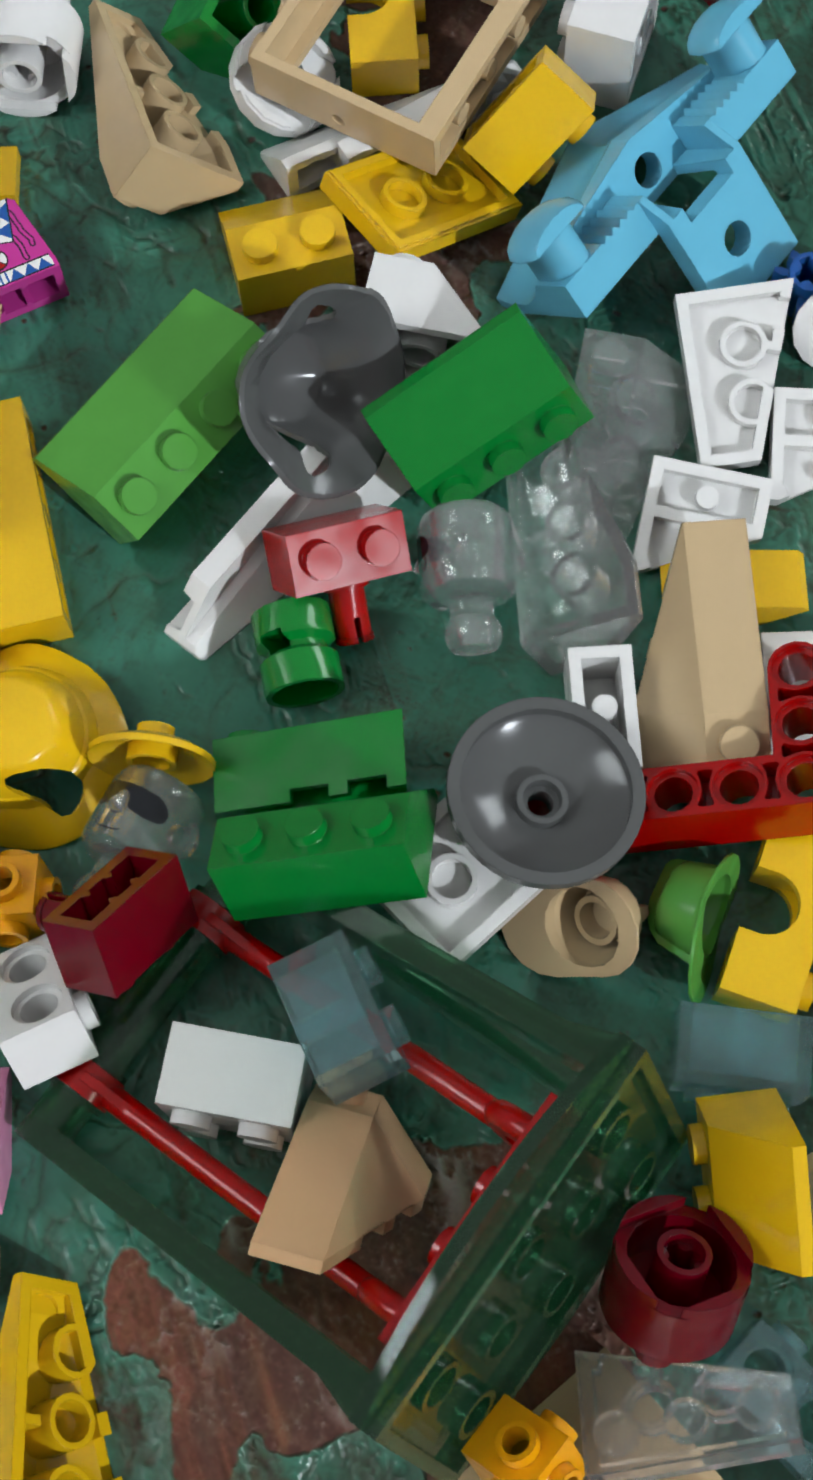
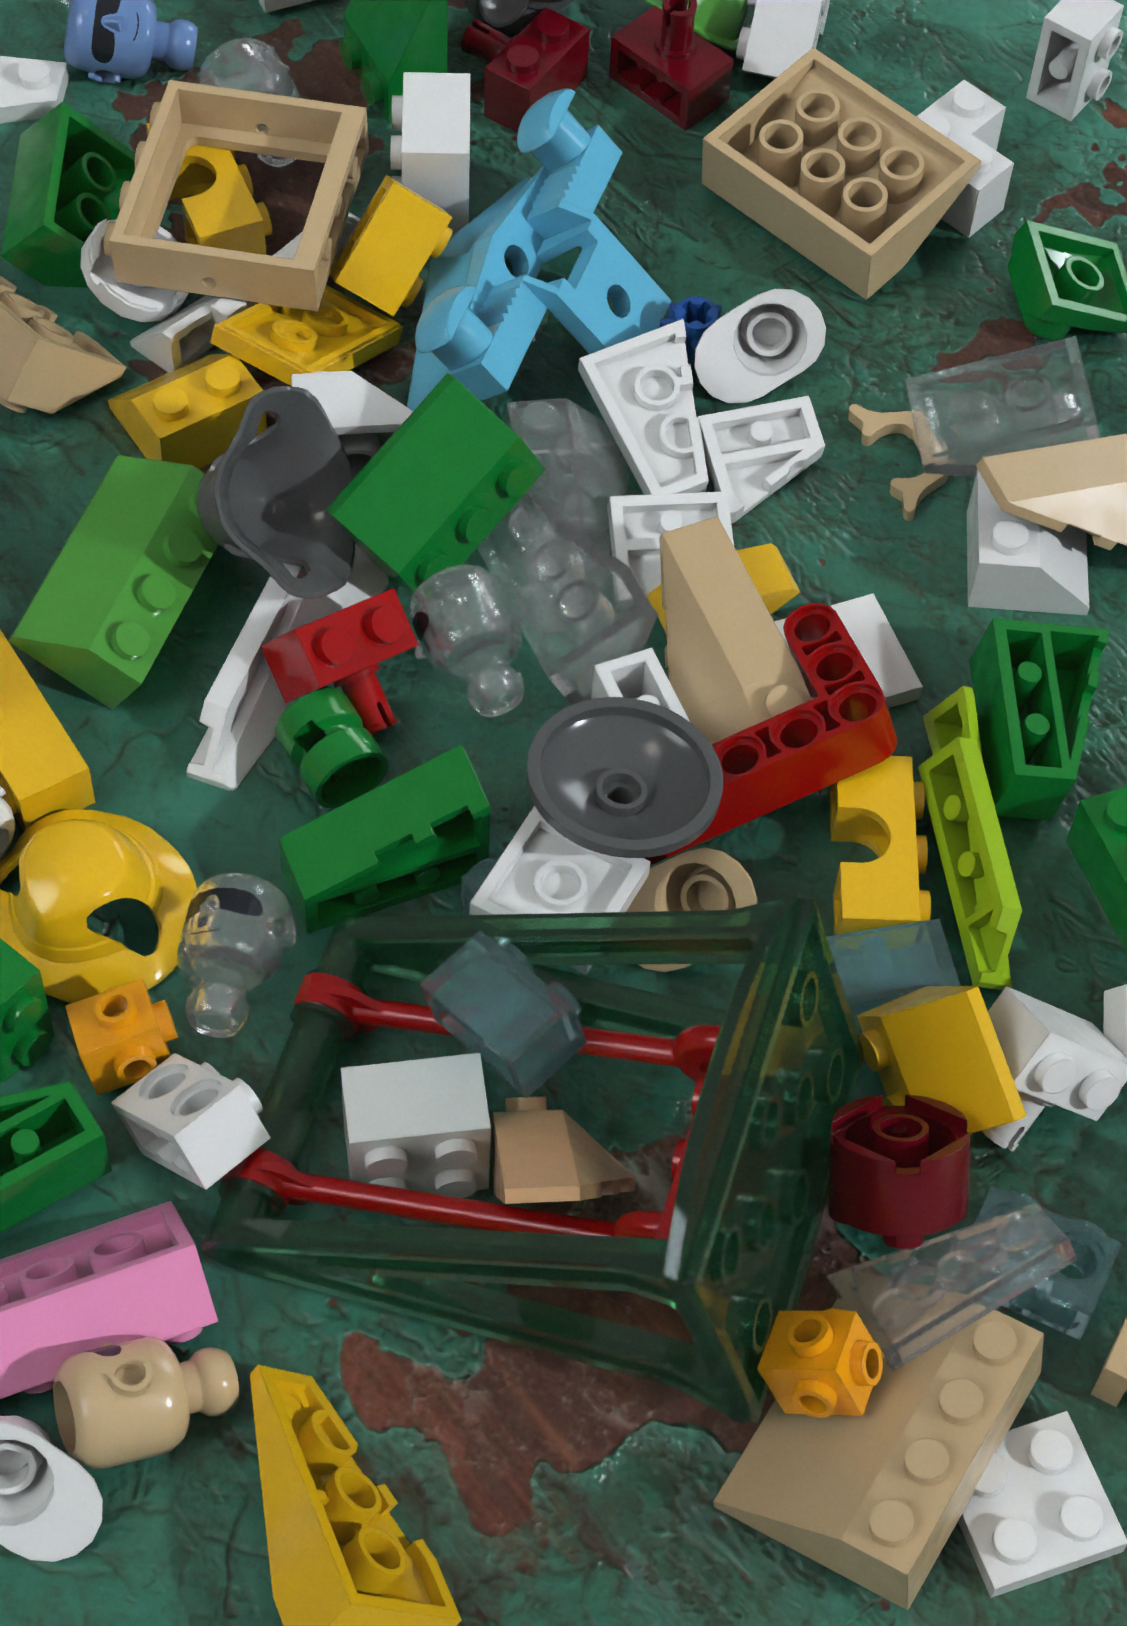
camera: 25 degrees left, 15 degrees down
(118, 921) = (248, 1003): dark red brick -> none
(154, 746) = (220, 851): yellow dish -> none
(325, 855) = (434, 881): green slope -> none
(690, 911) = (789, 859): bright green piece -> none

